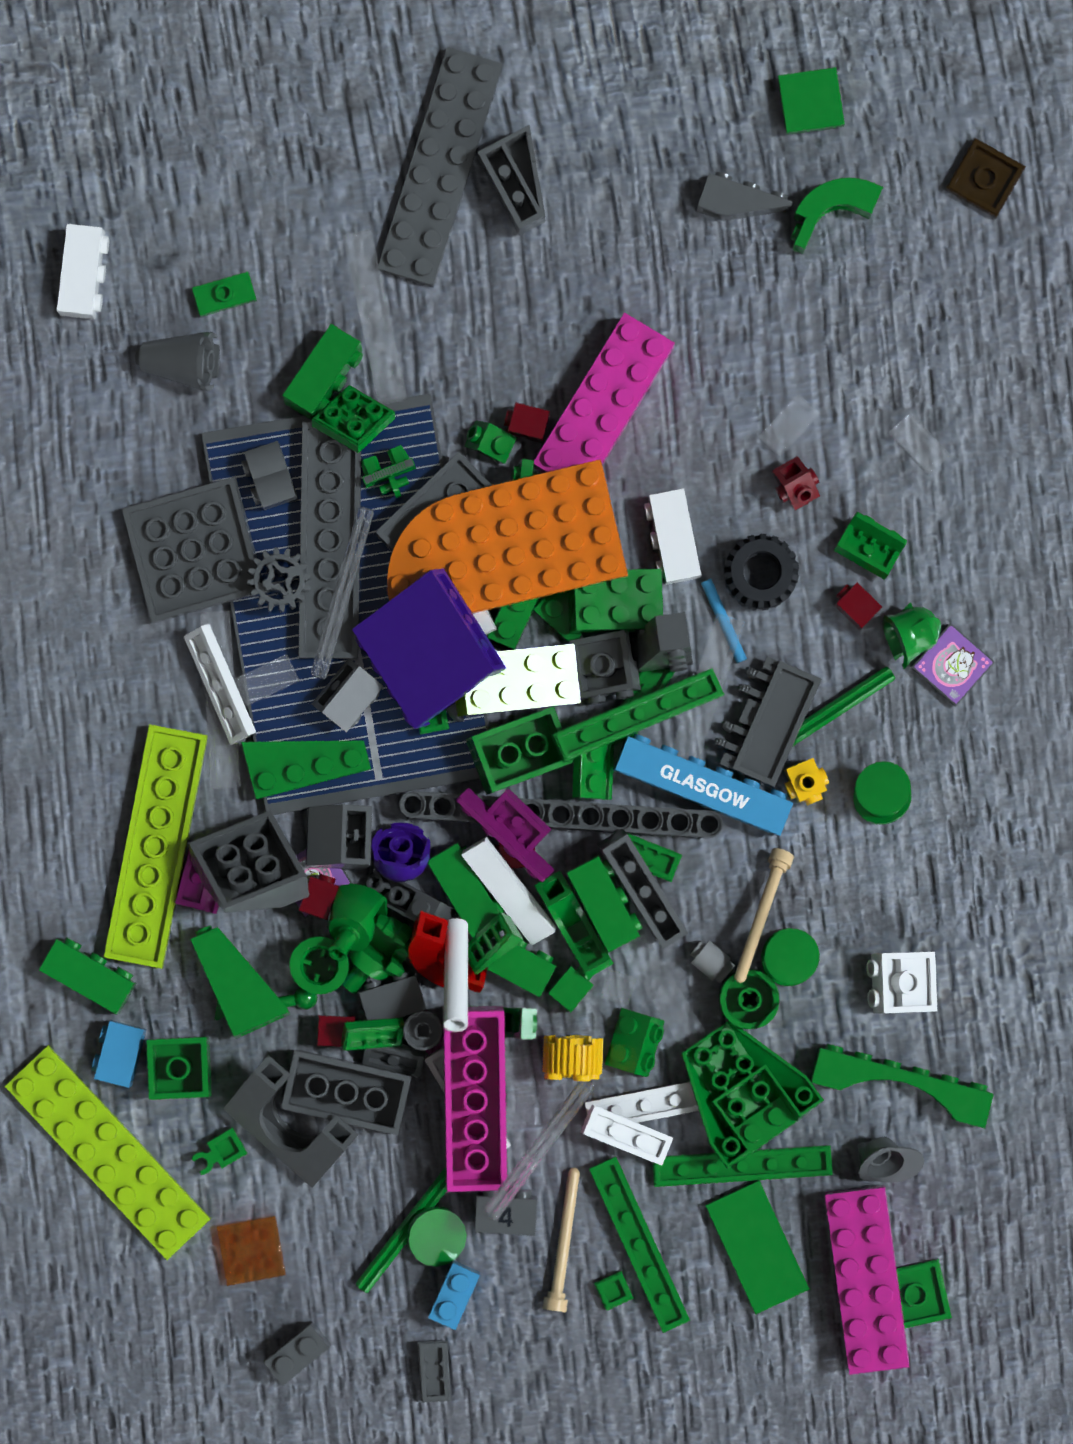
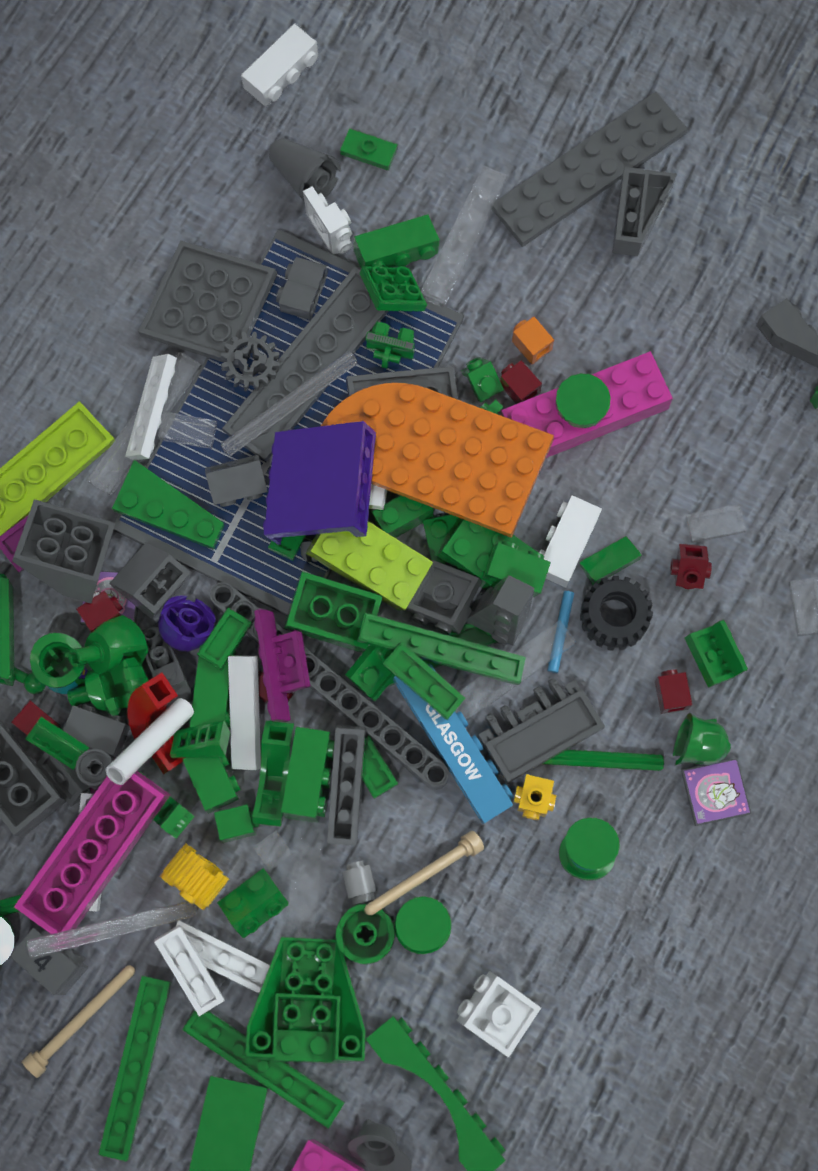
camera: 40 degrees right, 10 degrees down
(253, 398) = (329, 221): none -> white plate
(445, 841) = (224, 638): none -> green tile
(508, 373) = (532, 339): none -> orange brick
(599, 404) = (582, 400): none -> green tile
(613, 1290) = (88, 1089): green tile -> none
(644, 602) = (526, 567): none -> green brick
(644, 755) = (423, 680): none -> green tile
(721, 526) = (610, 560): none -> green slope

